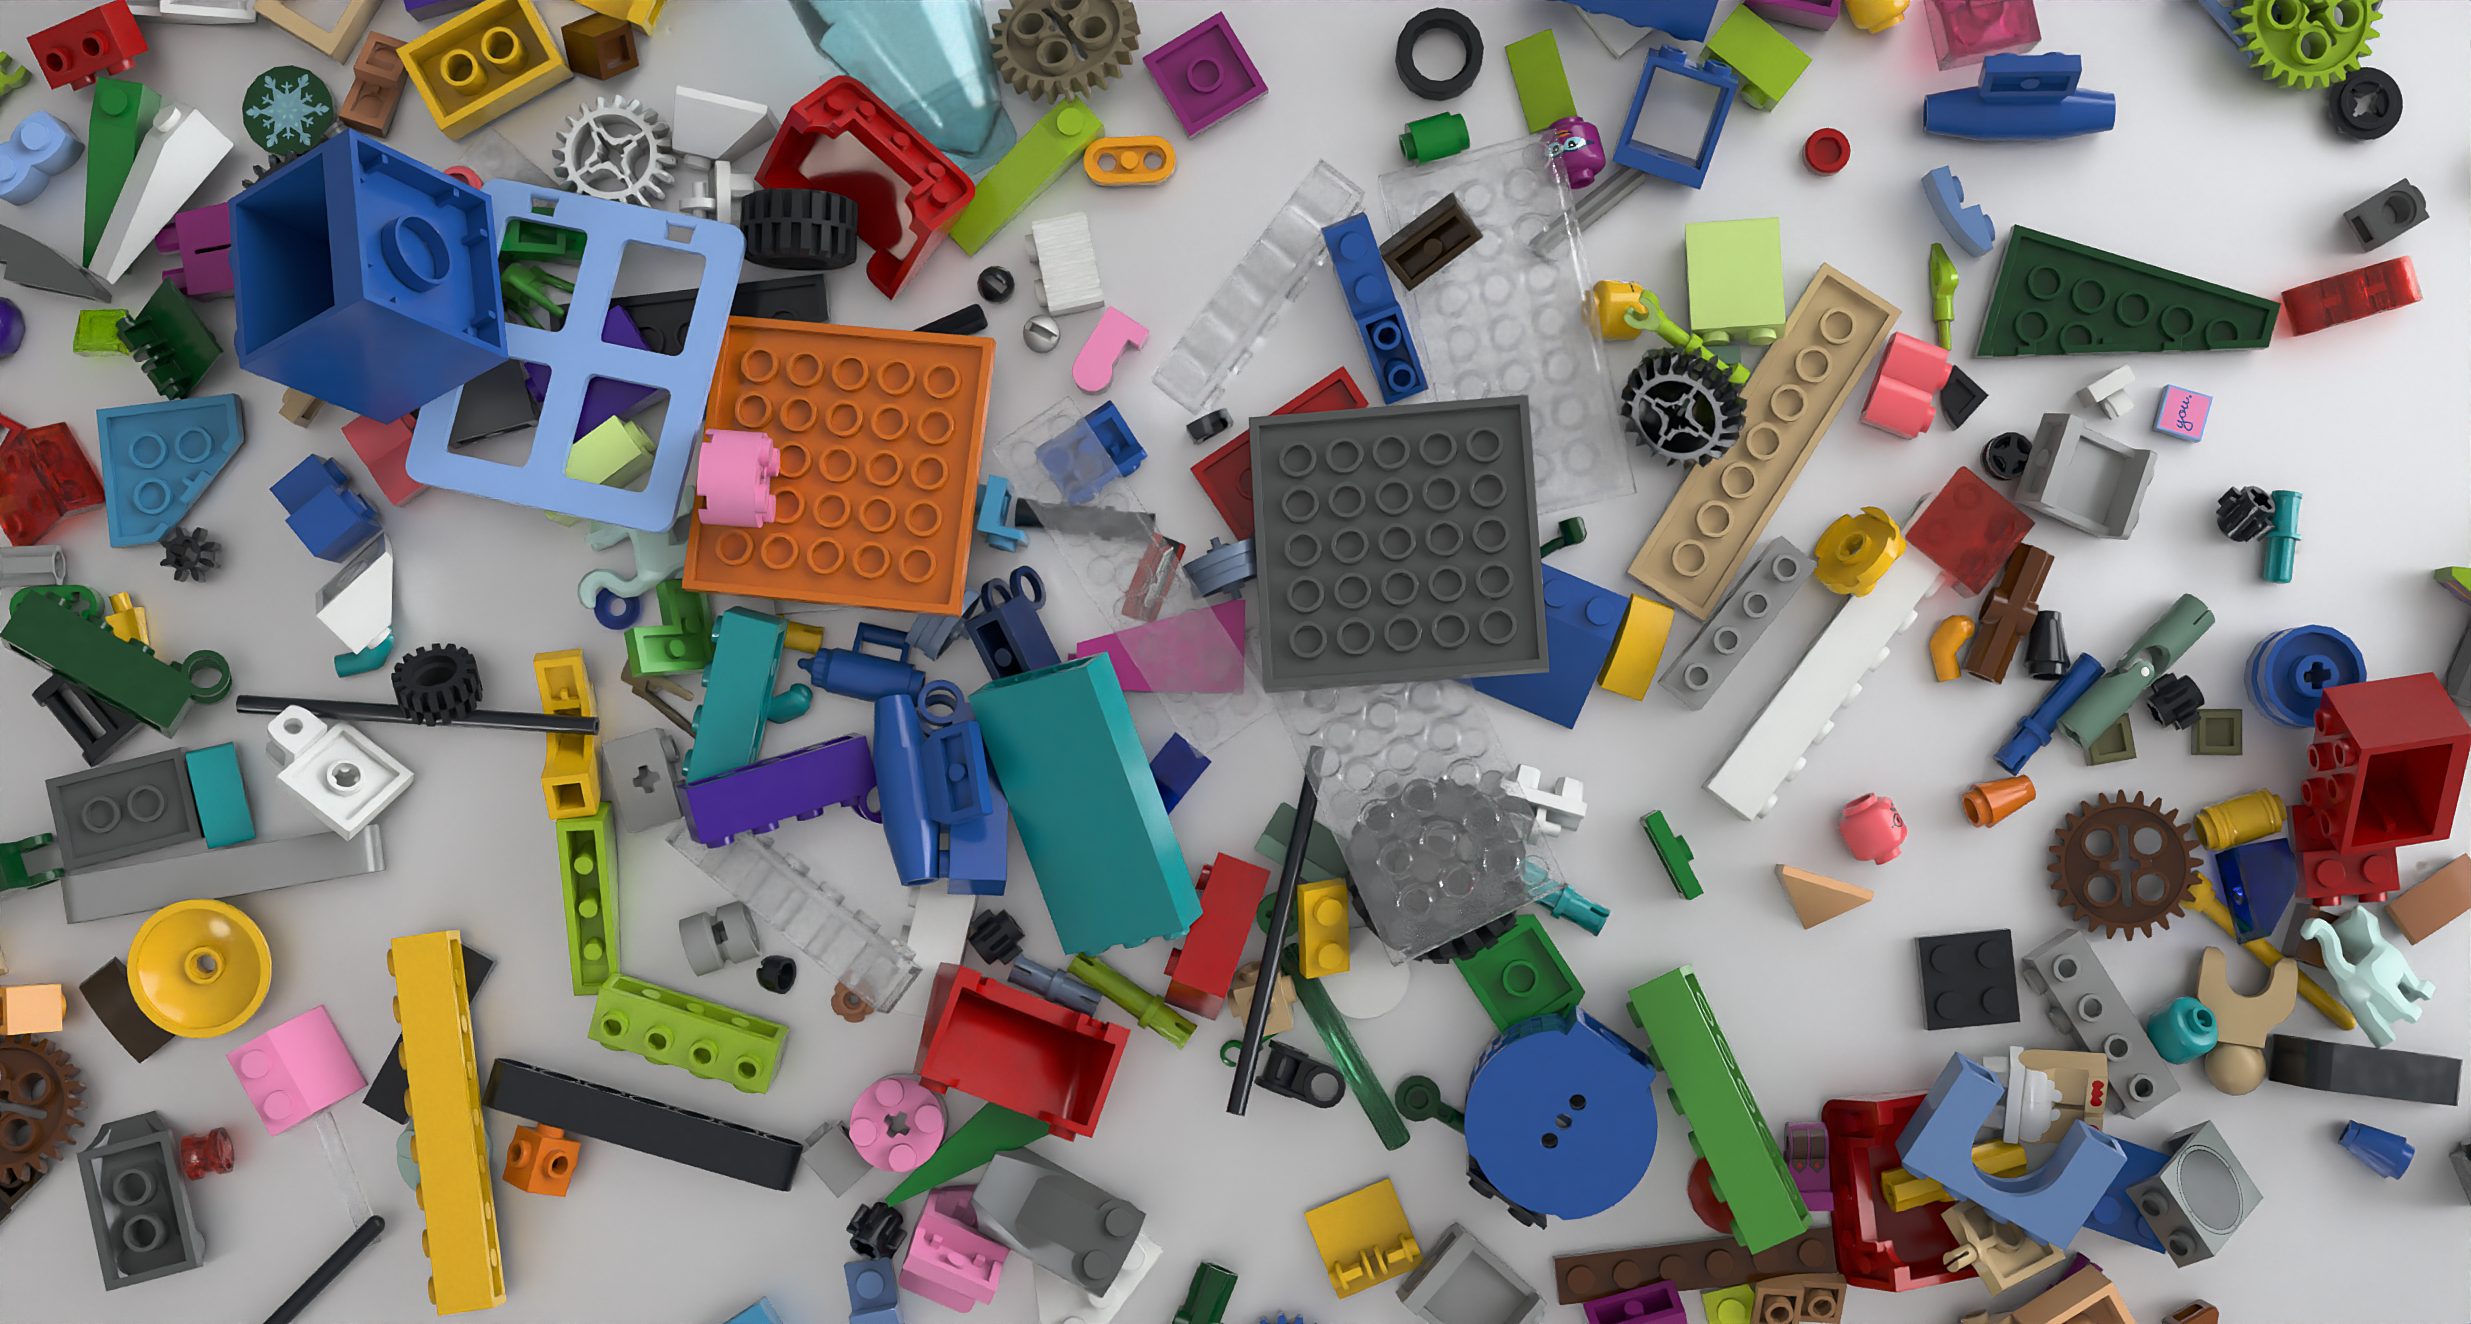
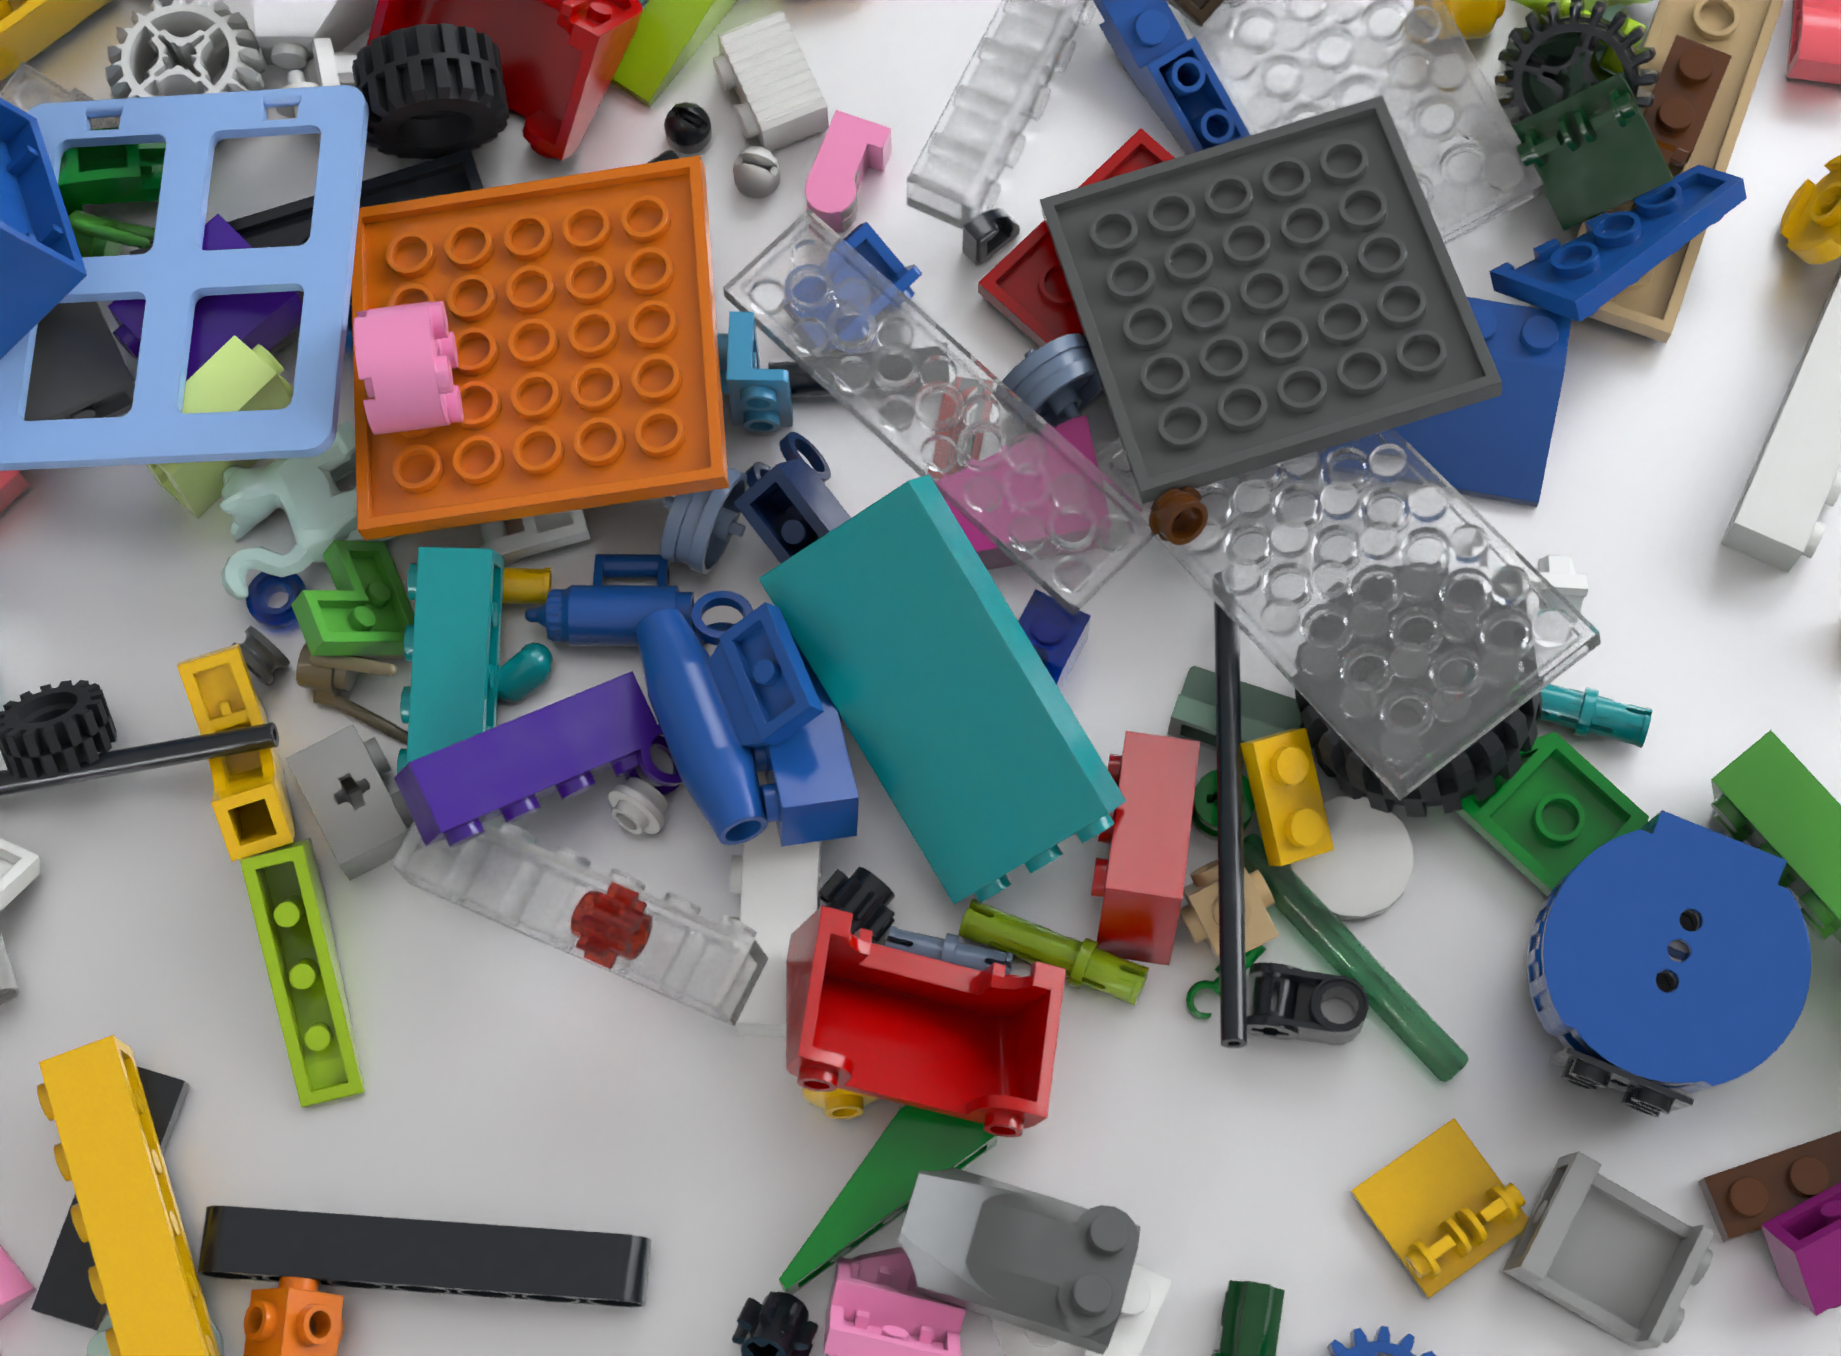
camera: 10 degrees left, 15 degrees down
(597, 652) = (261, 655): none -> dark grey bush
(688, 1033) = (465, 1117): lime brick -> none
(704, 942) = (478, 1003): light grey wheel -> none
(777, 974) = (571, 1018): black hinge -> none
(810, 937) = (611, 925): none -> clear red gear
(835, 1157) = (701, 1243): light grey brick -> none
(842, 1006) = (679, 1048): nougat plate -> none
(853, 827) = (638, 806): none -> white plate
(872, 1128) = (761, 1142): bright pink brick -> none
(1290, 707) = (1178, 515): none -> reddish brown plate
(1420, 1099) = (1468, 1004): dark green plate -> none
(1572, 533) = (1474, 267): dark green hand -> none
(1637, 647) = (1595, 384): yellow slope -> none
(1661, 561) = (1620, 245): none -> blue wing
(1673, 854) = (1710, 623): green plate -> none
(1678, 471) = (1592, 151): none -> dark green hinge
(1737, 623) = (1711, 329): light grey brick -> none
(1760, 440) = (1684, 97): none -> reddish brown hinge

